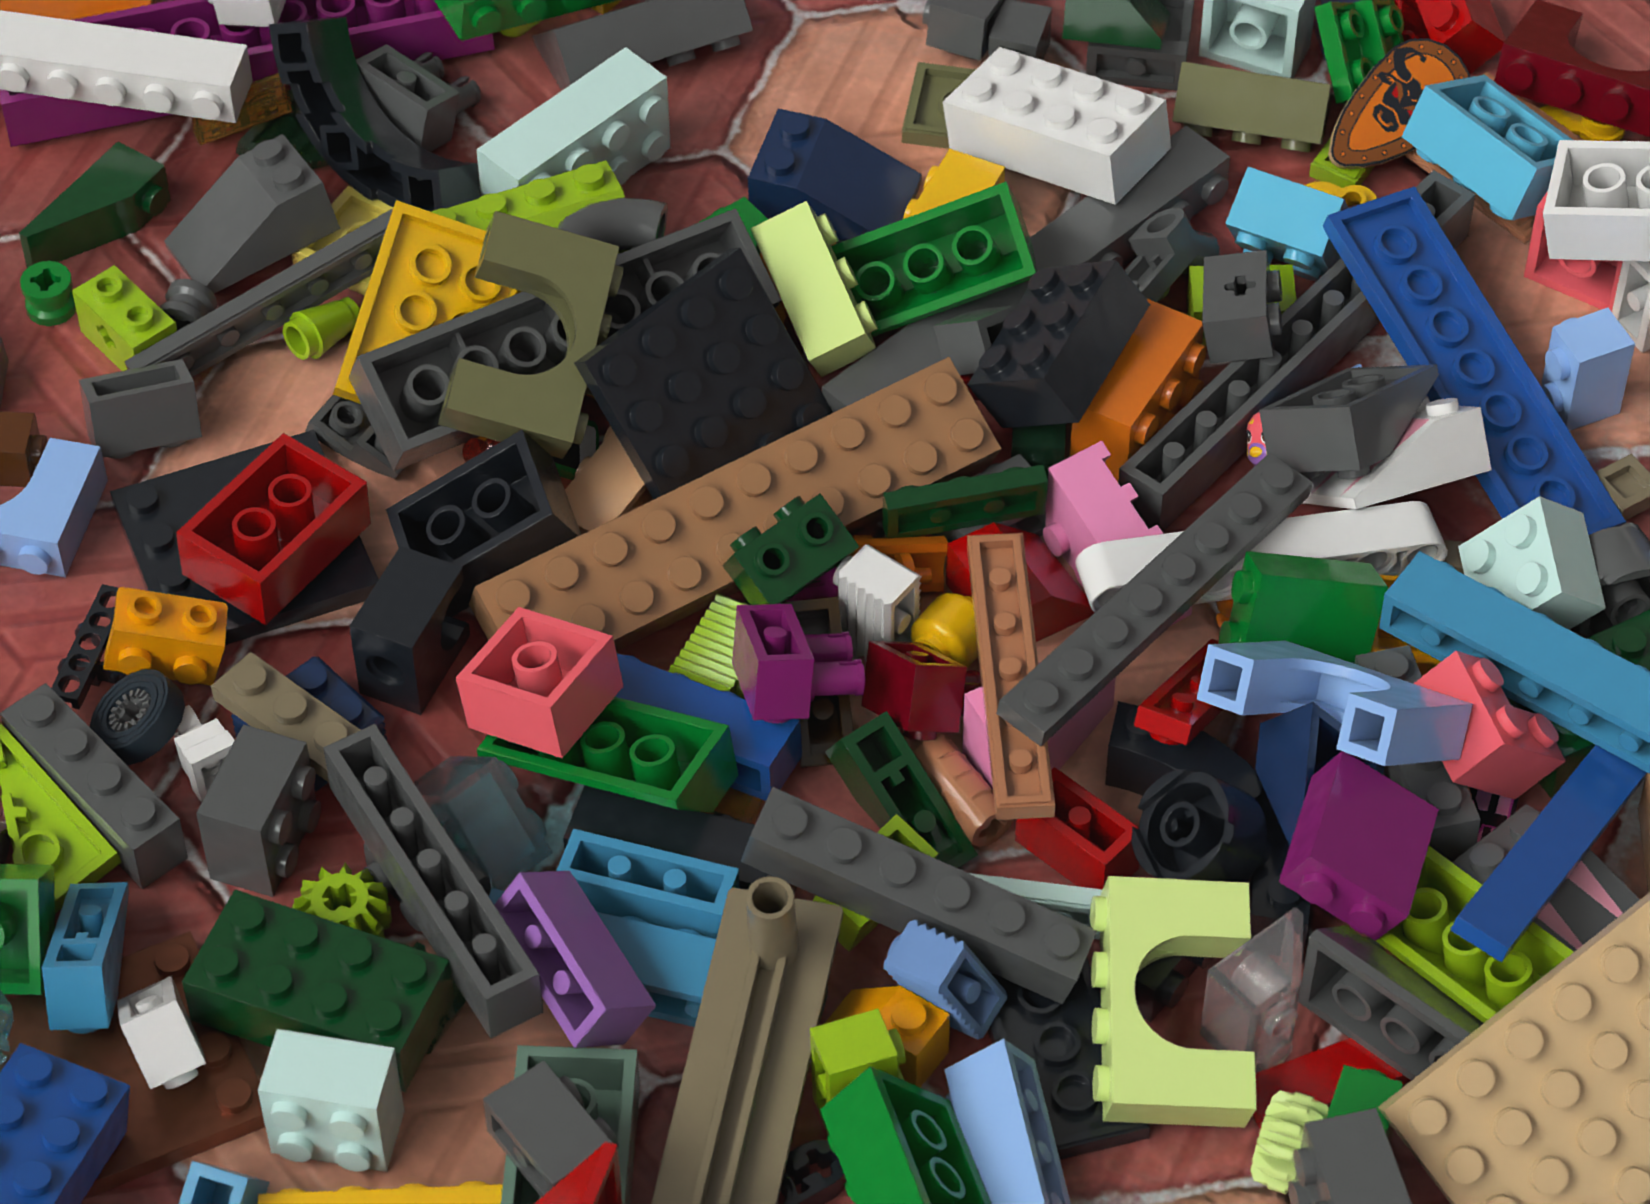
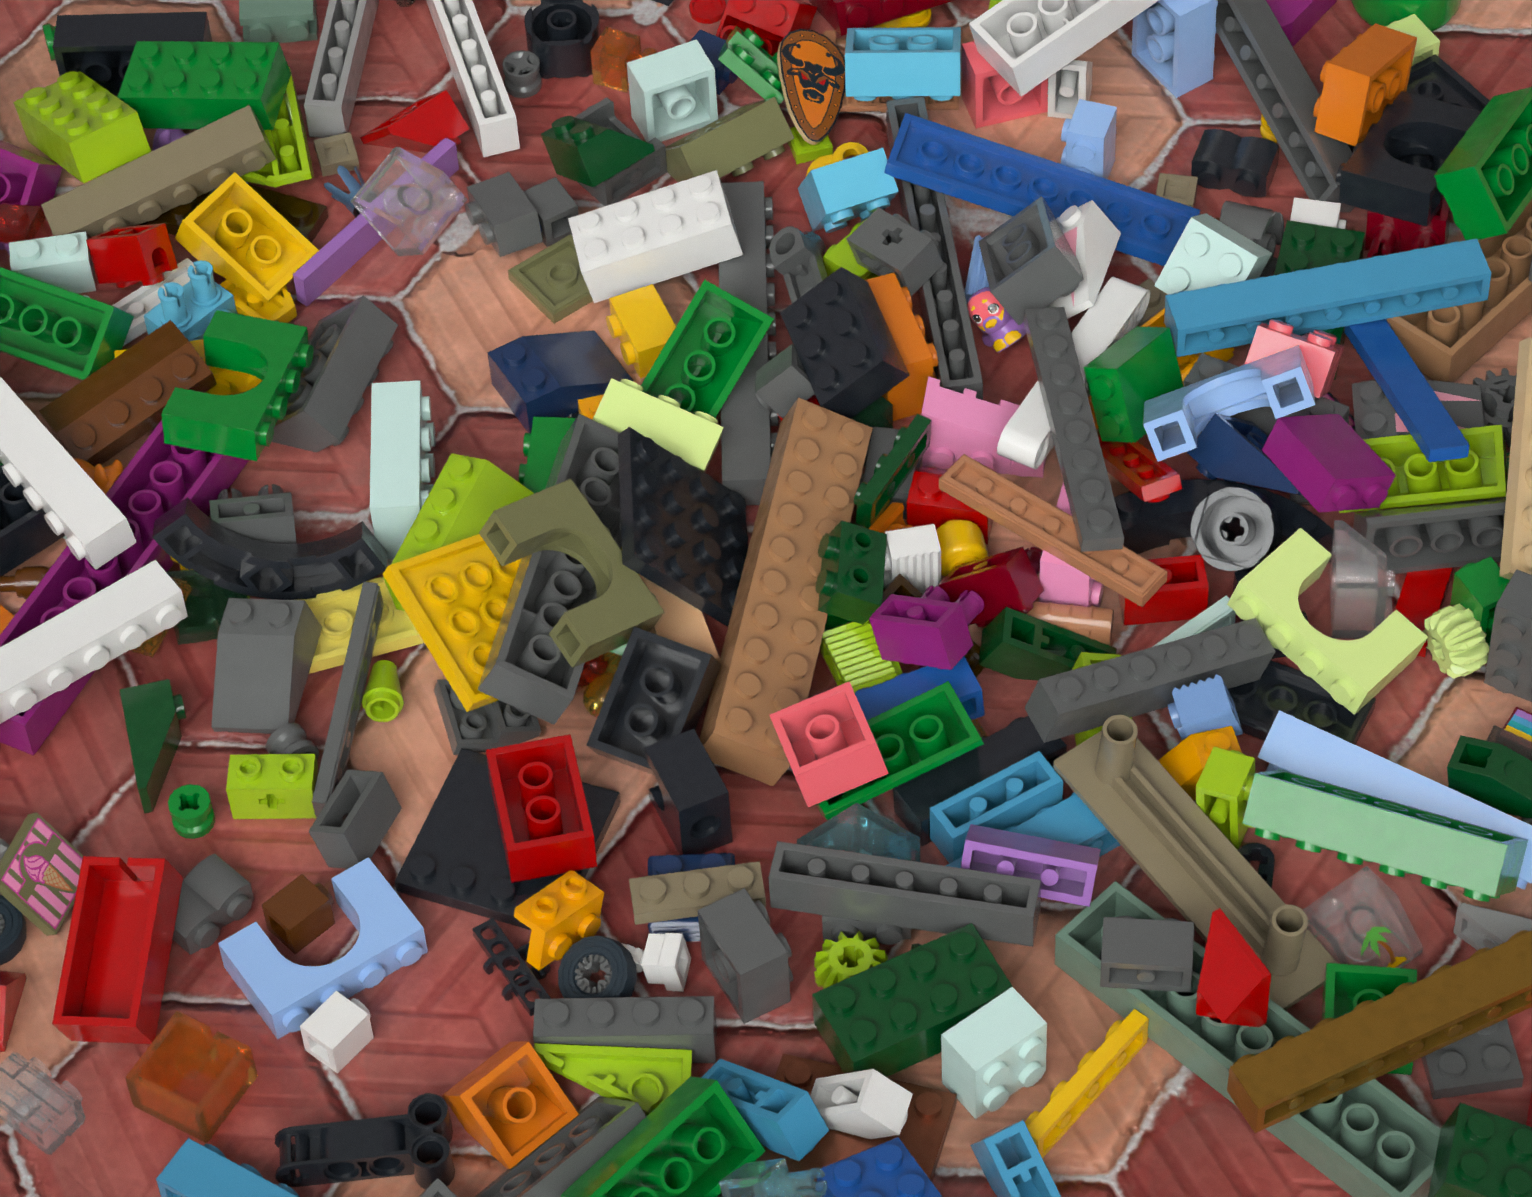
camera: 45 degrees left, 0 degrees up
(619, 221) = (516, 478): dark grey cylinder -> none

